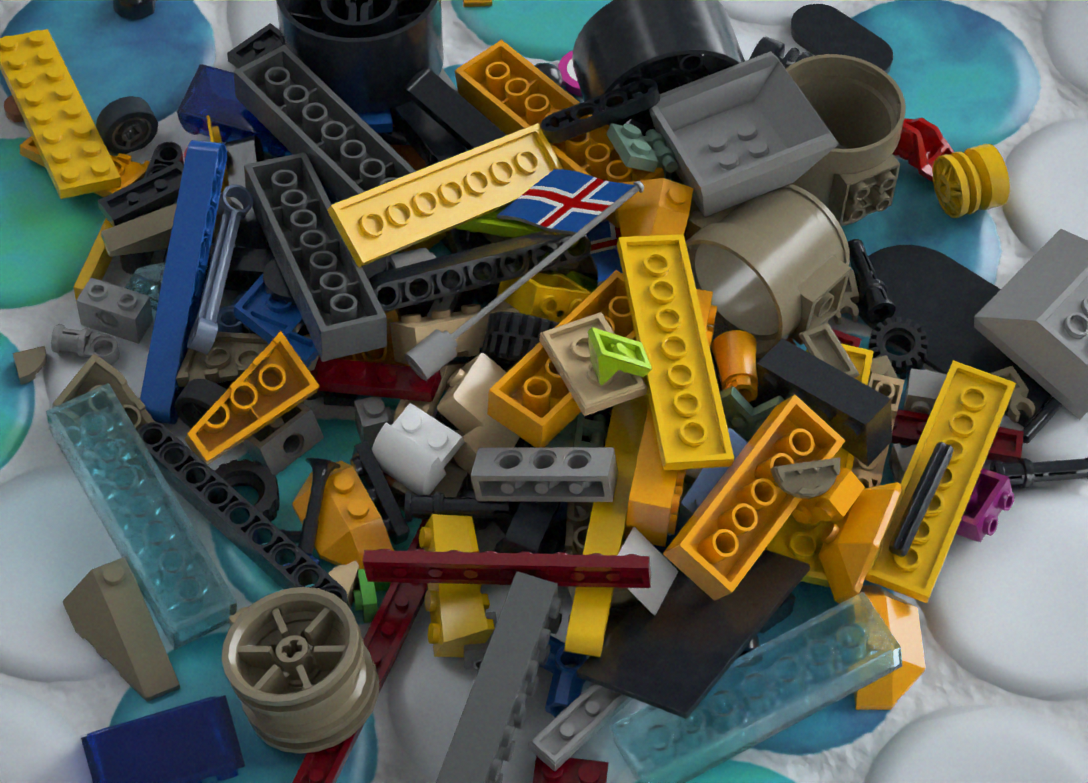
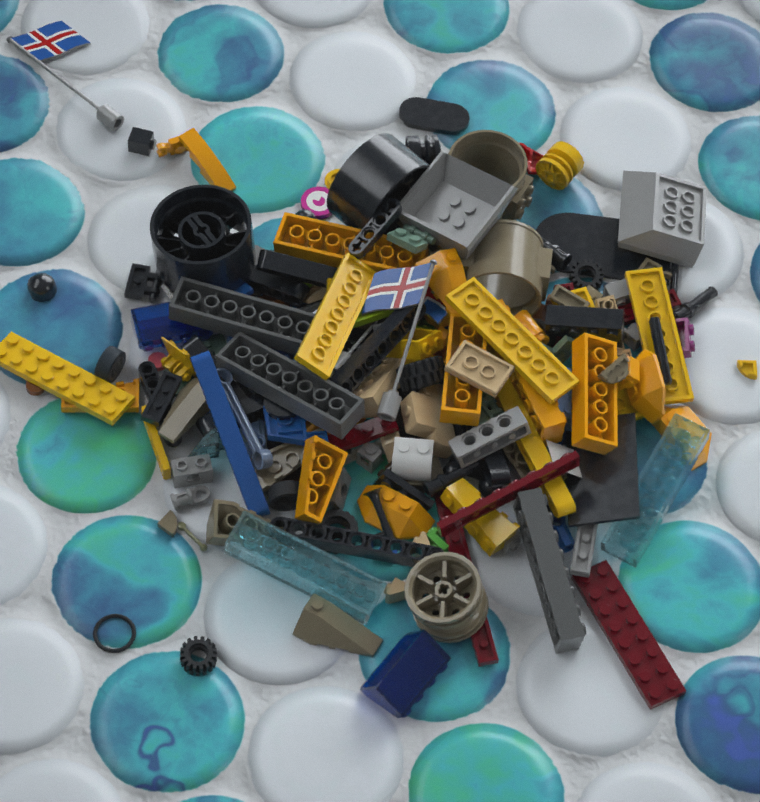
camera: 35 degrees left, 5 degrees up
(44, 377) = (181, 526): none -> olive hinge
(615, 353) = (493, 359): lime slope -> none
(1064, 607) = (748, 368): none -> yellow tile

